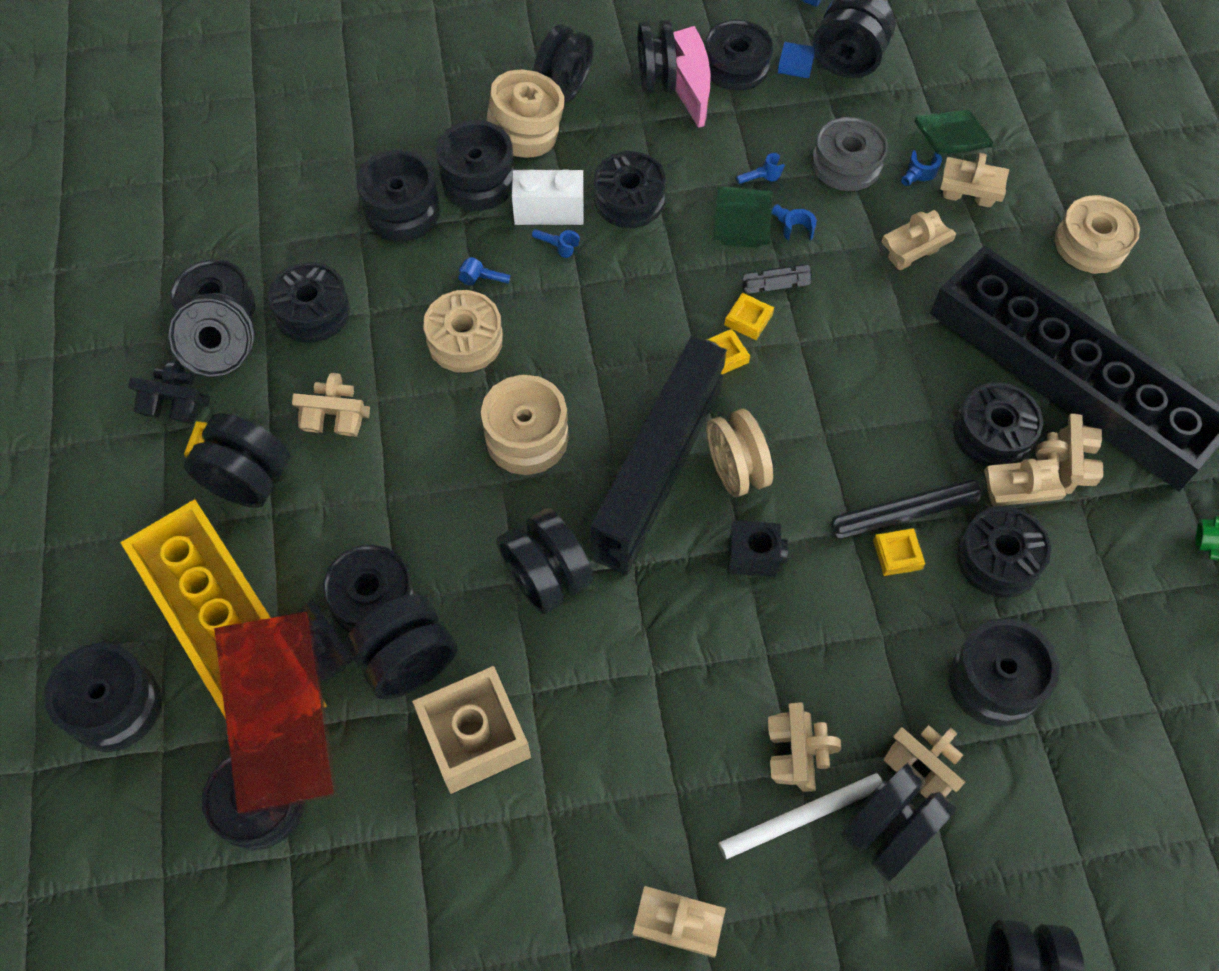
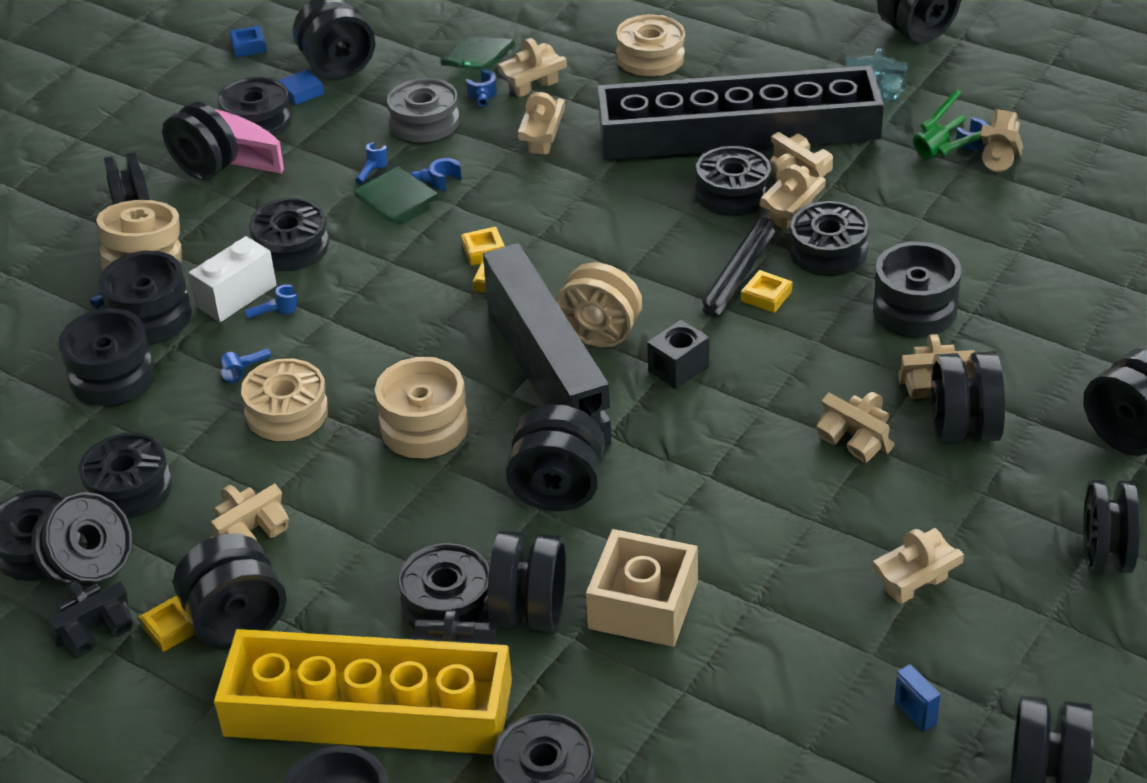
camera: 45 degrees left, 20 degrees down
(275, 713) = (508, 664): clear red brick -> none
(776, 278) = (472, 212): axle -> none
(799, 816) = (905, 464): white bar -> none

